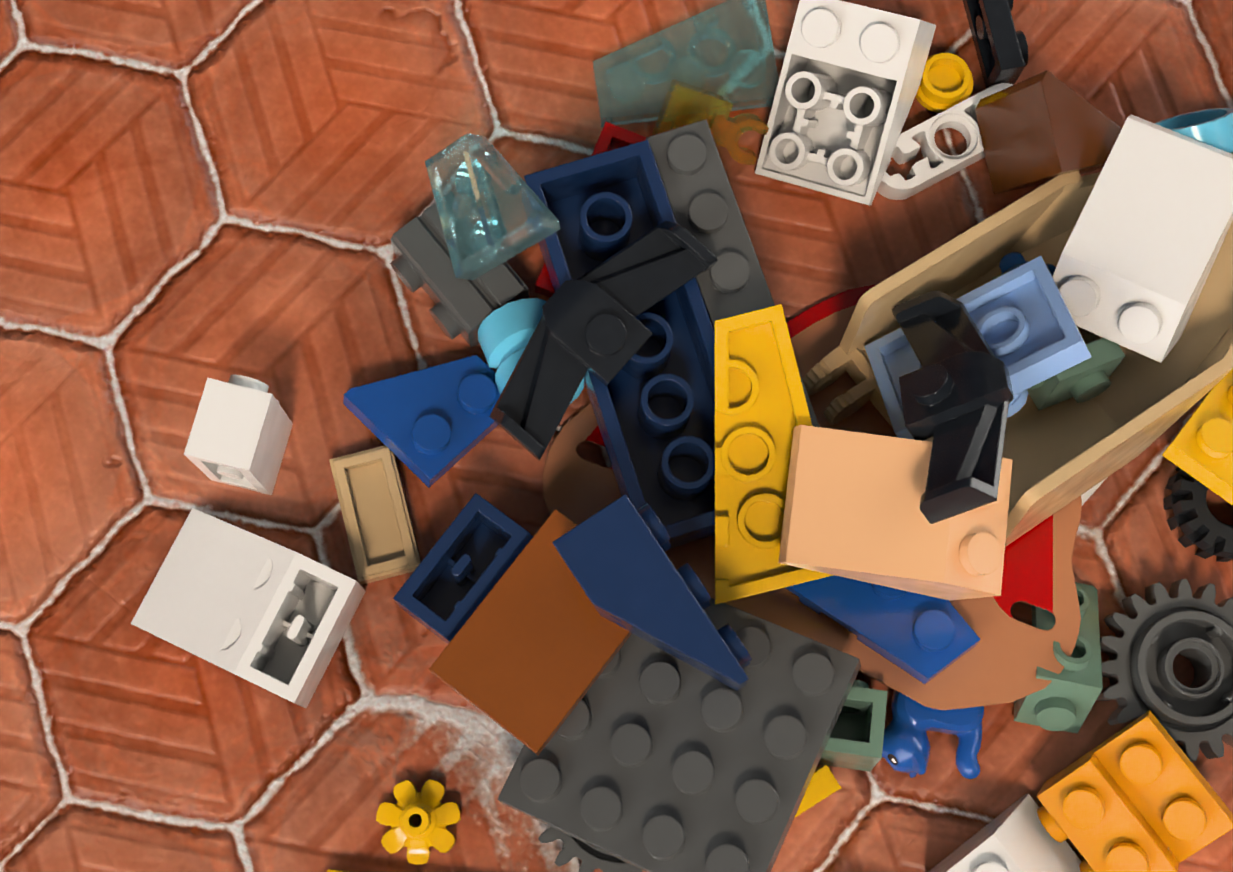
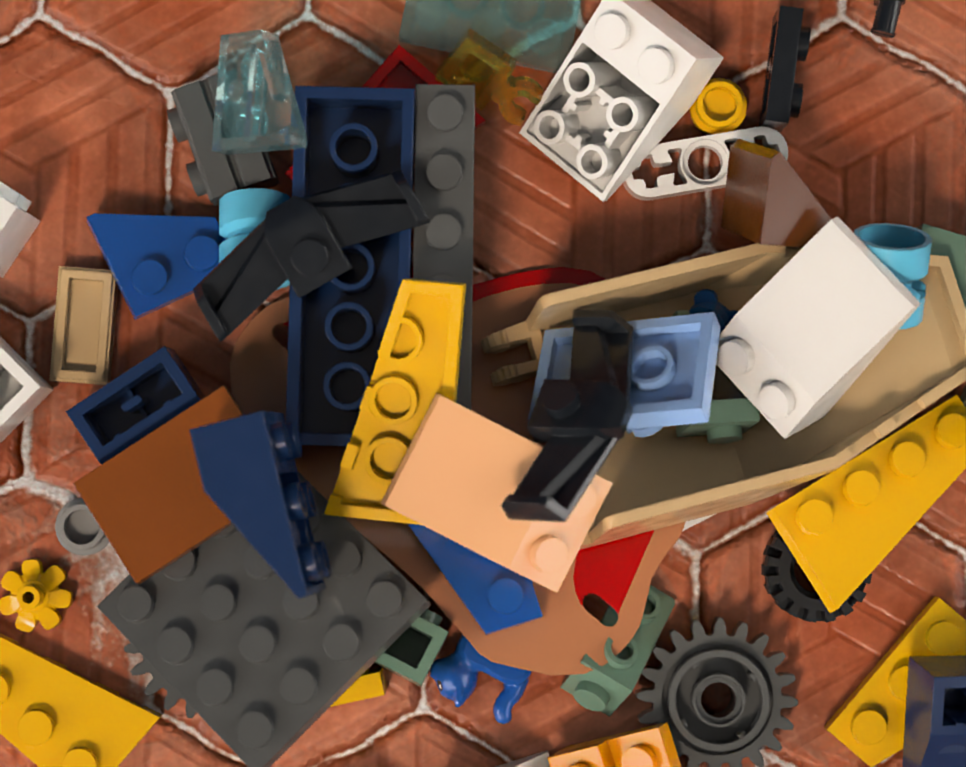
camera: 25 degrees right, 10 degrees up
(447, 725) = (79, 530): none -> light grey plate

